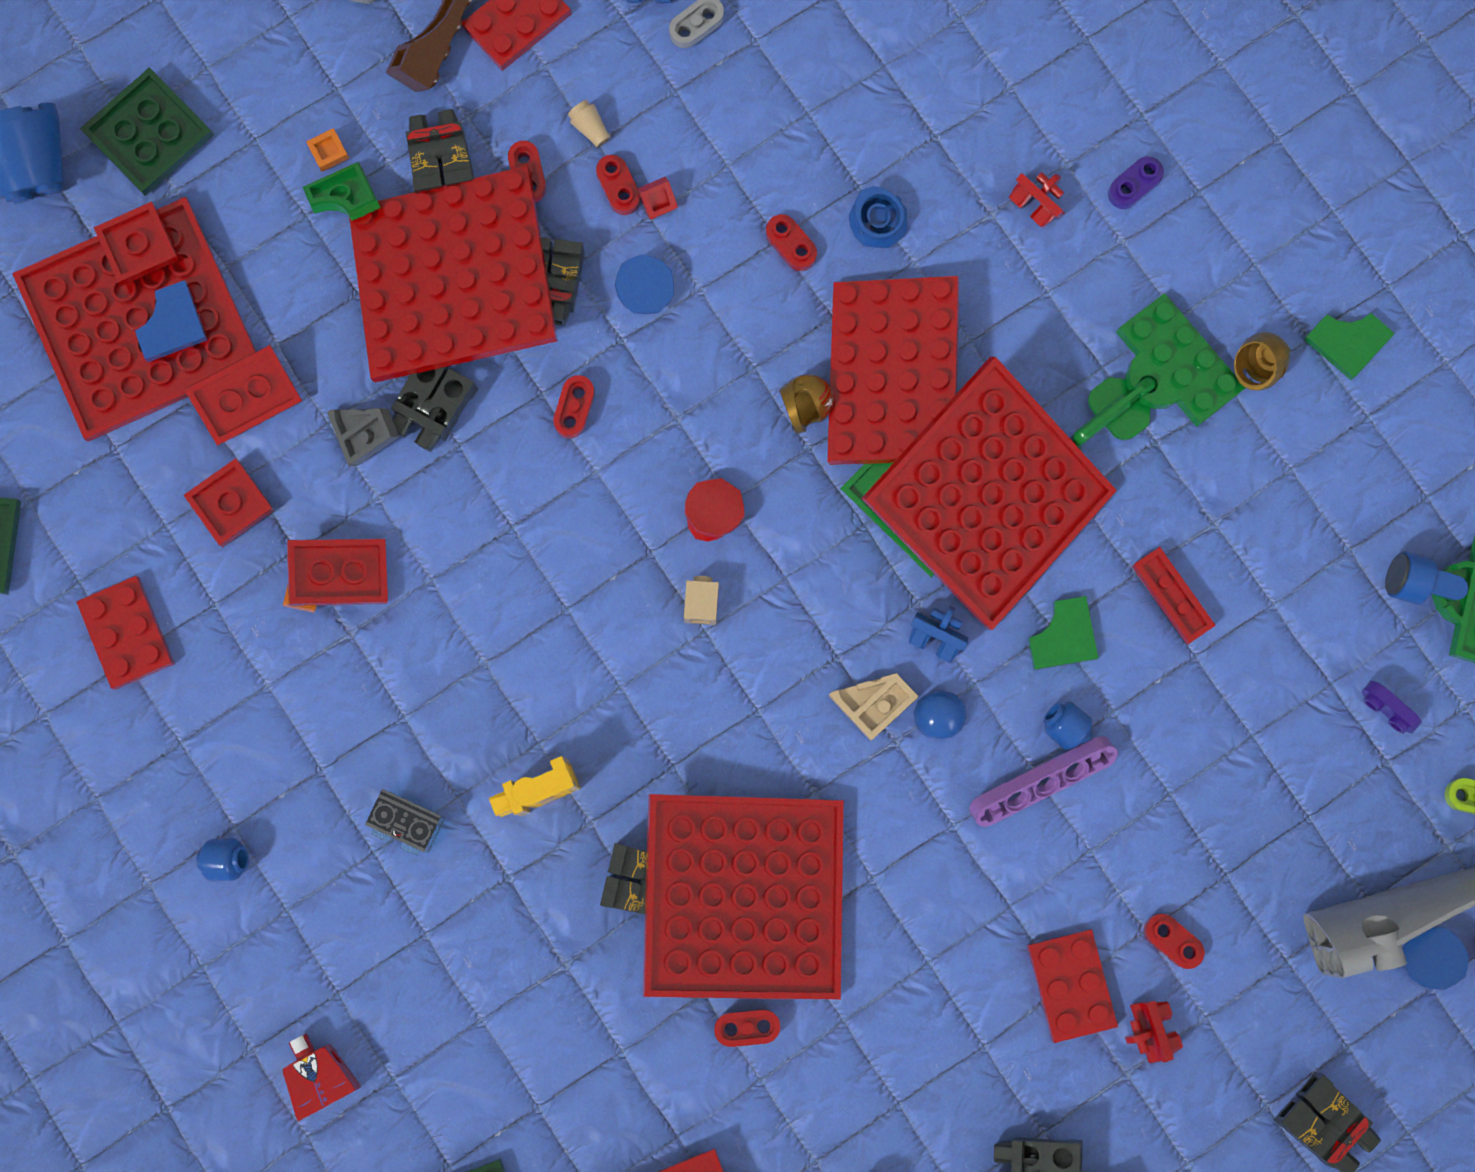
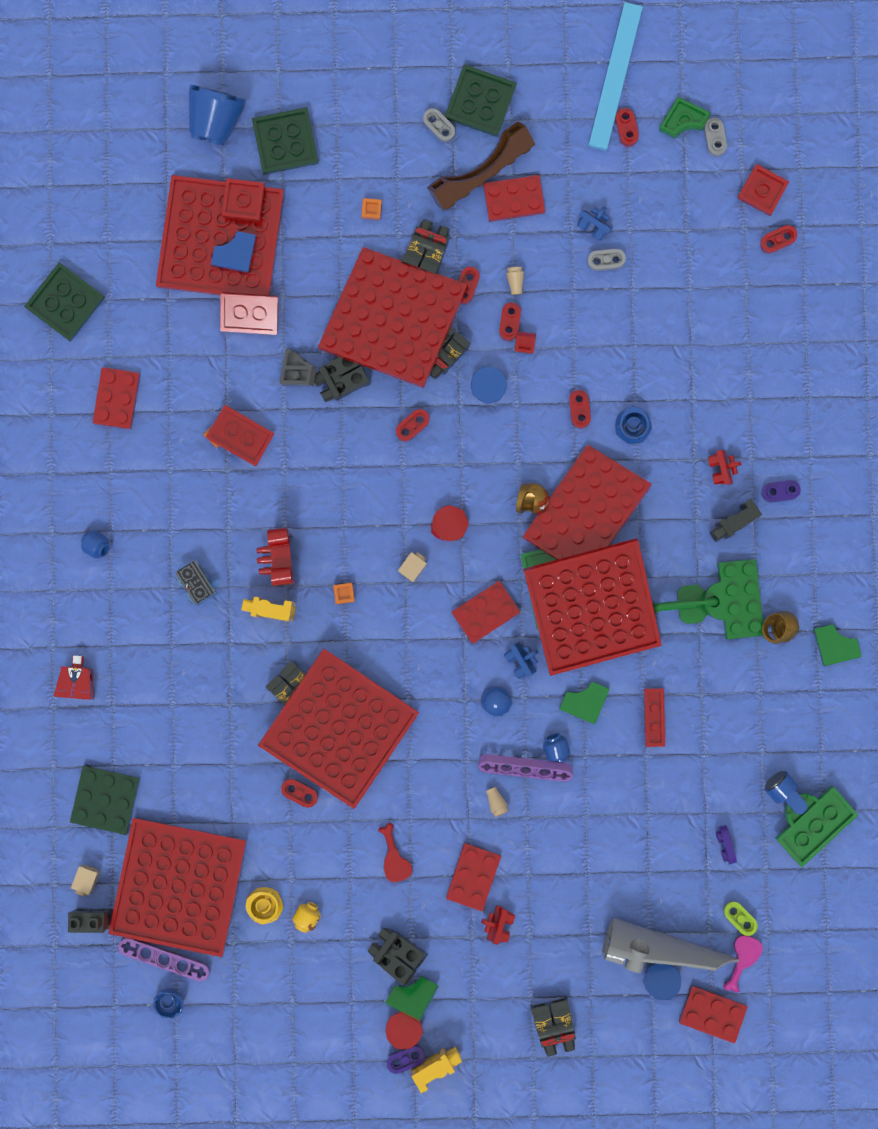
camera: 40 degrees right, 5 degrees up
(228, 502) = (208, 364): red plate -> none
(343, 192) = (366, 237): green tile -> none
(504, 704) = (280, 557): none -> red piece
(627, 701) = (343, 593): none -> orange plate
(844, 600) = (485, 612): none -> red plate
(874, 703) = (467, 674): tan wing -> none
(952, 1043) = (395, 867): none -> red piece
(1035, 857) = (496, 802): none -> tan cone
(1101, 269) = (733, 523): none -> pearl dark grey hips
(1174, 942) = (539, 888): red plate -> none

